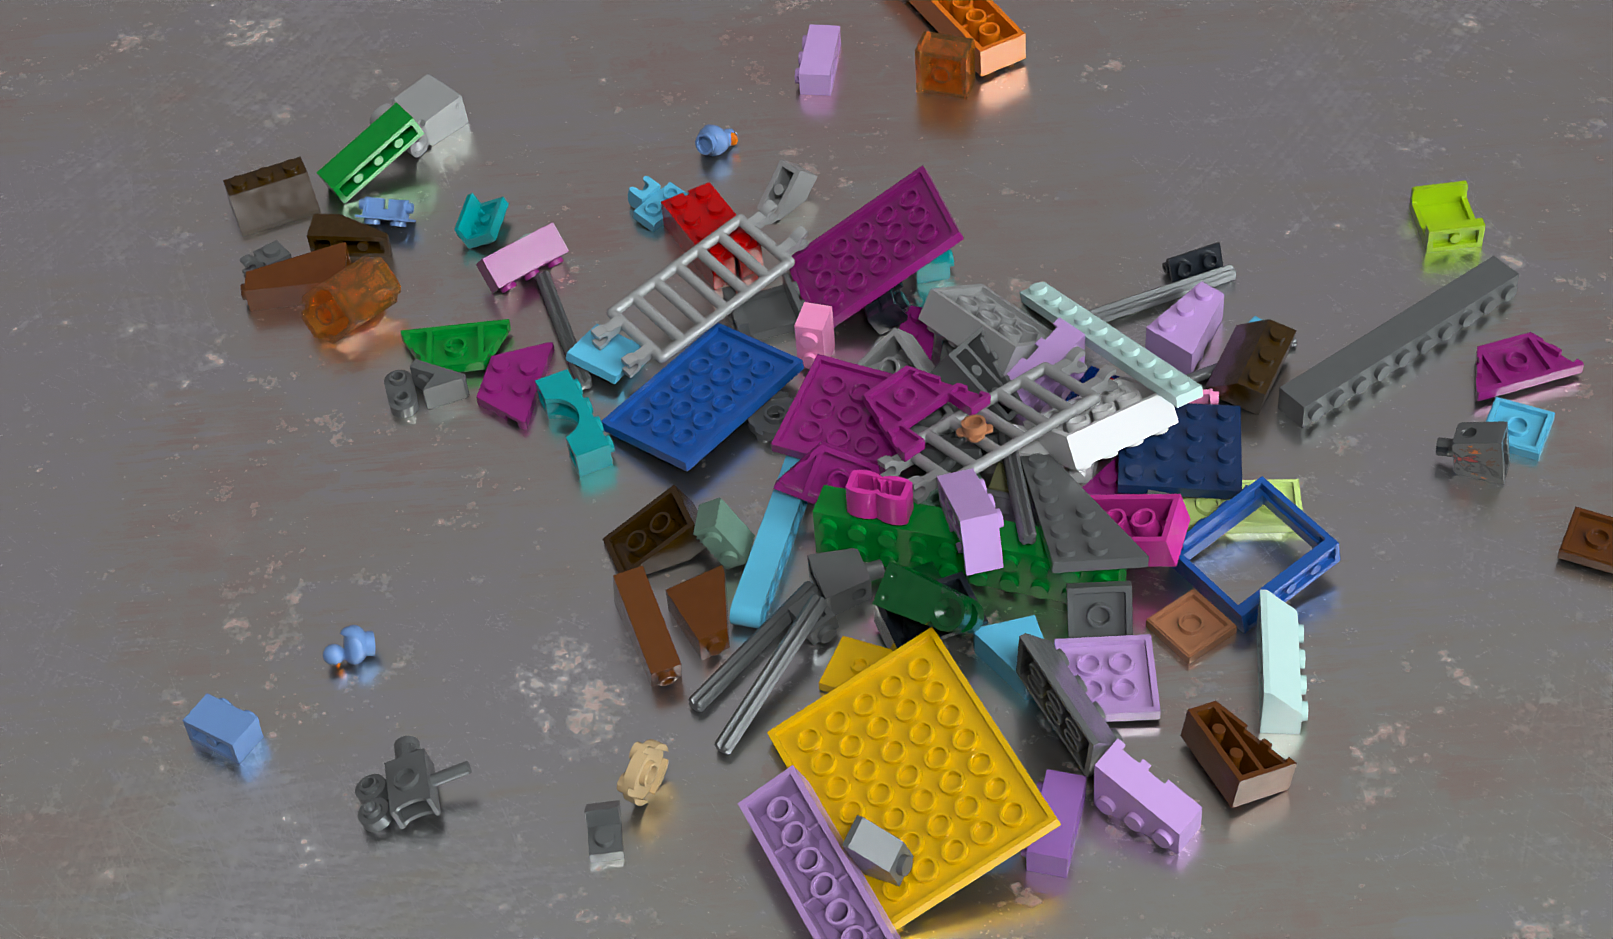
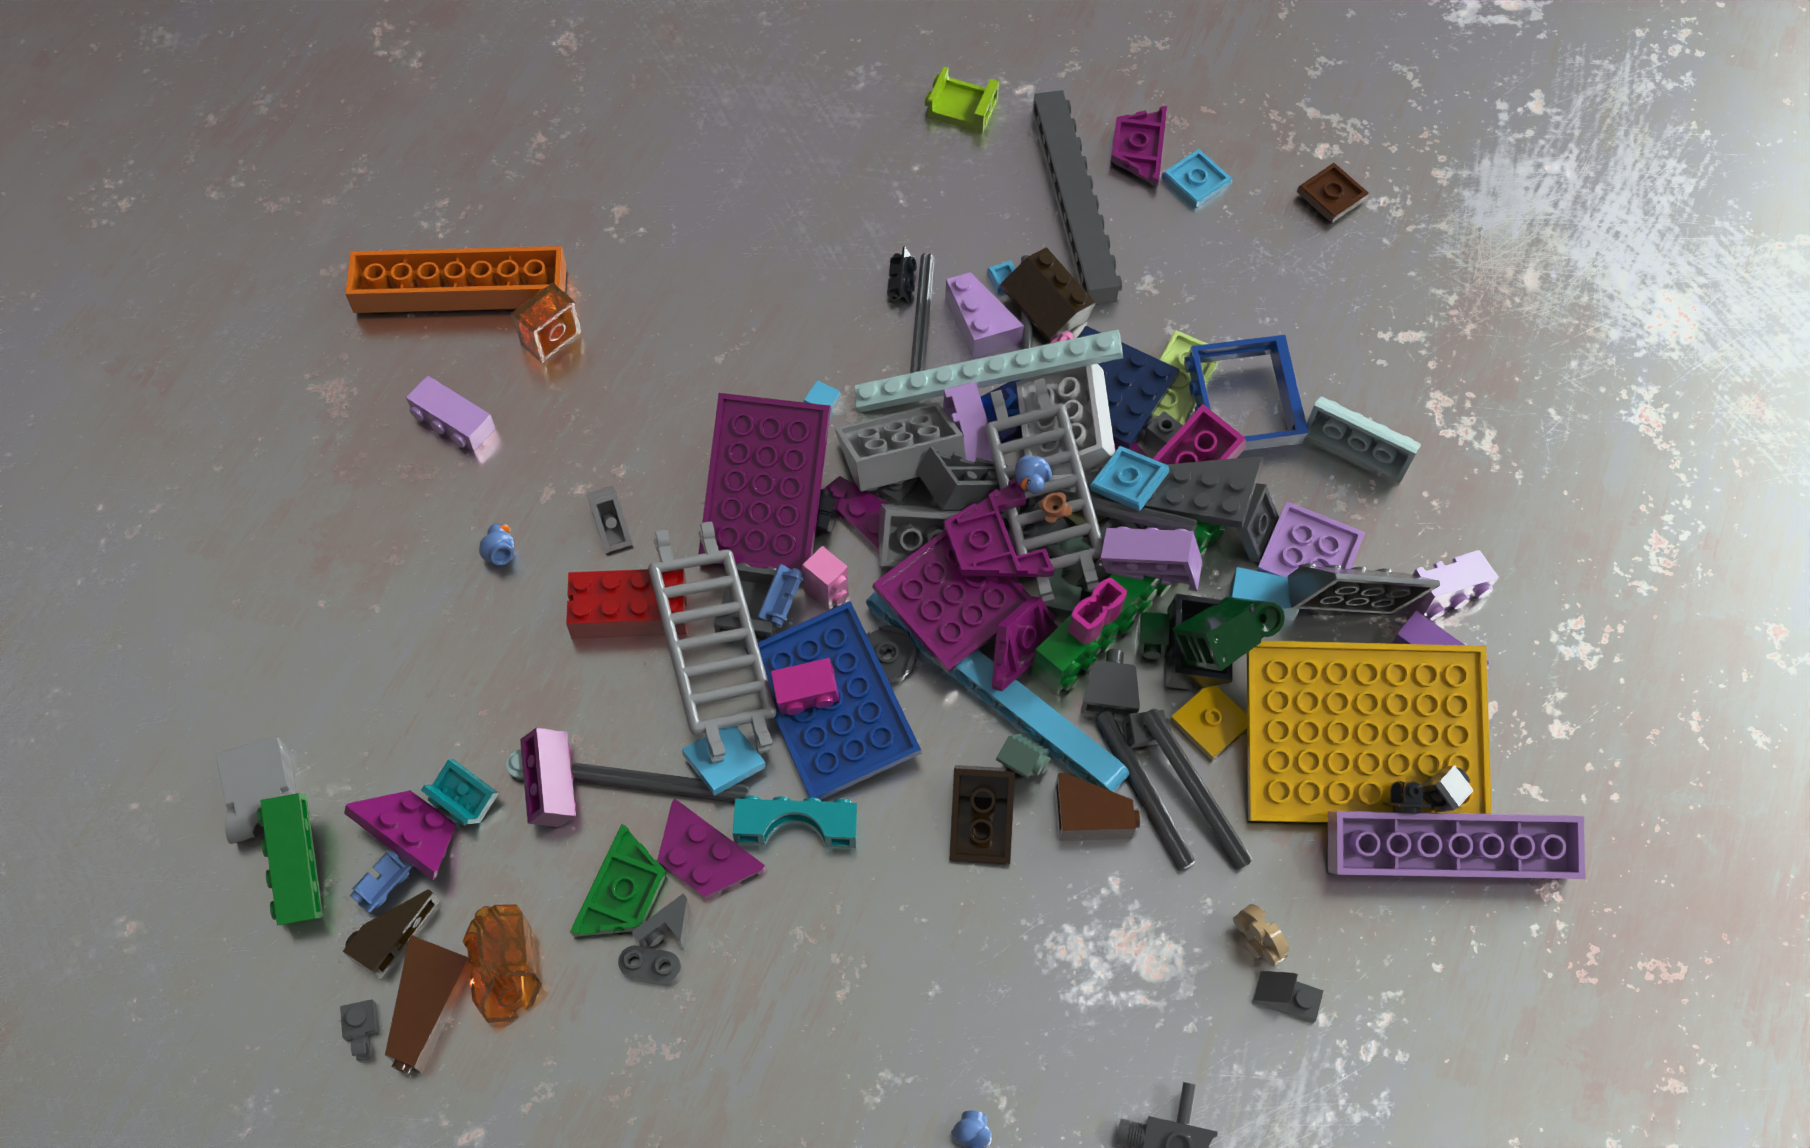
camera: 70 degrees left, 15 degrees up
(271, 196) = (270, 987): dark brown slope -> none
(433, 204) = (407, 827): none -> magenta wing
(646, 627) = (1091, 865): reddish brown slope -> none
(648, 202) = (543, 629): medium azure plate -> none
(696, 364) = (805, 686): none -> dark pink brick
(775, 317) = (780, 595): none -> medium blue hinge
(840, 815) = (1406, 797): none -> black hinge
(995, 396) = (1032, 473): none -> medium blue animal
(1014, 268) = (822, 395): none -> medium azure tile
(1053, 475) = (1129, 478): none -> medium azure tile
(1191, 626) = (1285, 471): nougat tile -> none
(1233, 756) = (1433, 508): reddish brown wedge -> none
(1478, 450) = (1221, 207): dark grey torso -> none

